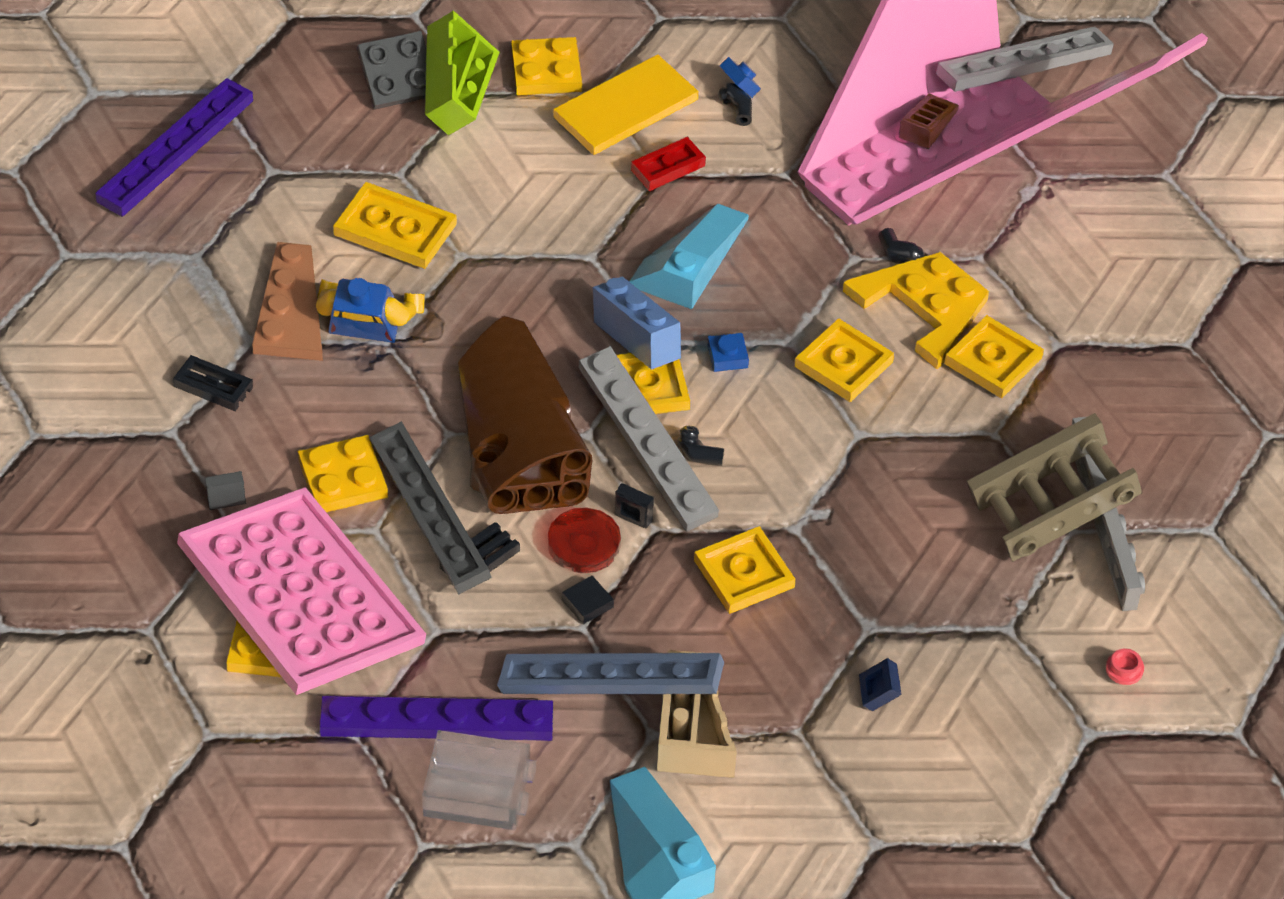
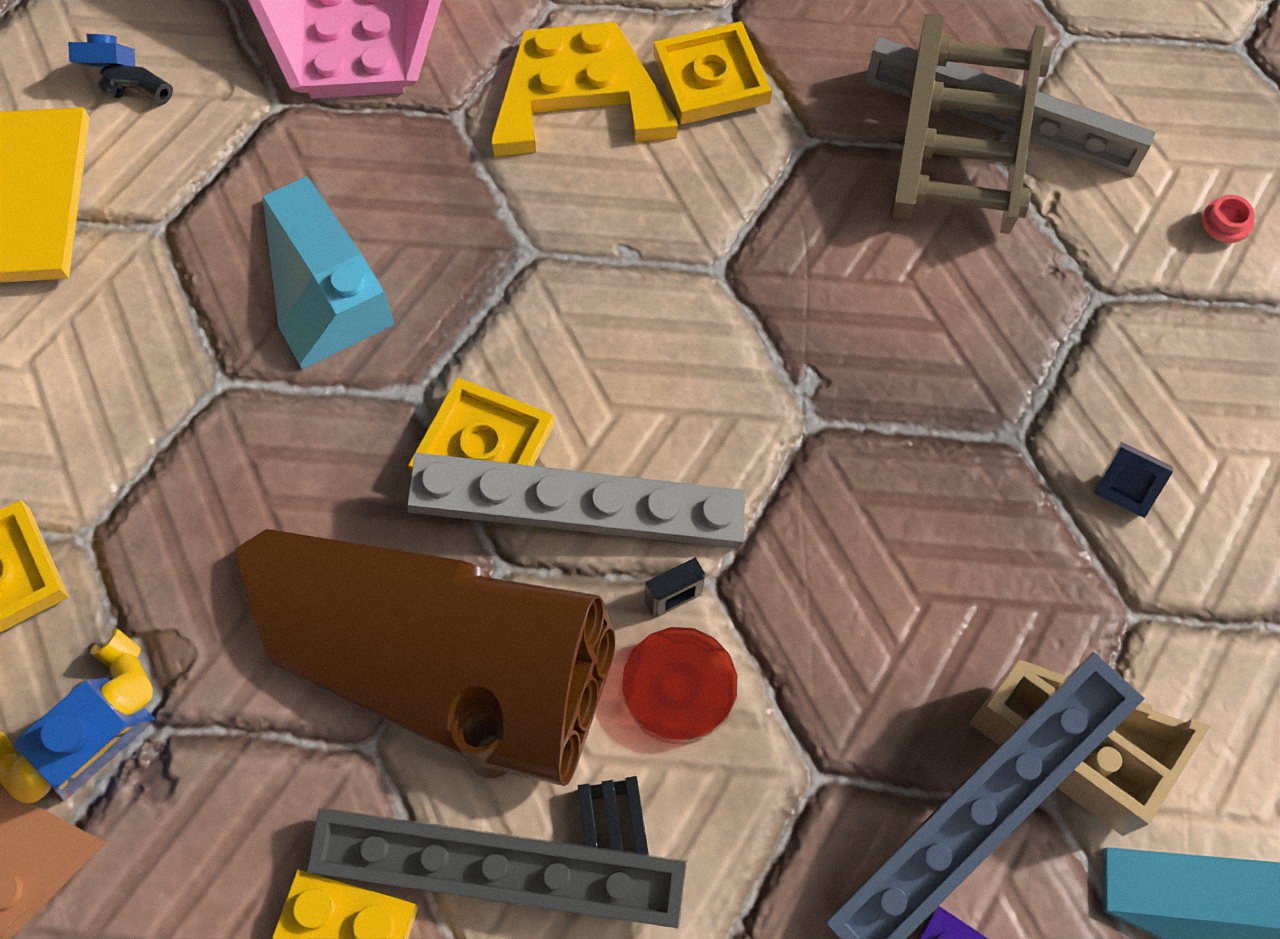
camera: 55 degrees left, 15 degrees up
(587, 599) = (783, 744): black tile -> none
(637, 322) = (393, 396): medium blue brick -> none
(668, 163) = (159, 208): red plate -> none
(696, 450) = (625, 457): black arm -> none
(728, 352) = (497, 326): blue plate -> none
(744, 569) = (859, 521): yellow plate -> none
(844, 360) = (608, 214): yellow plate -> none
(898, 250) = (486, 67): black arm -> none

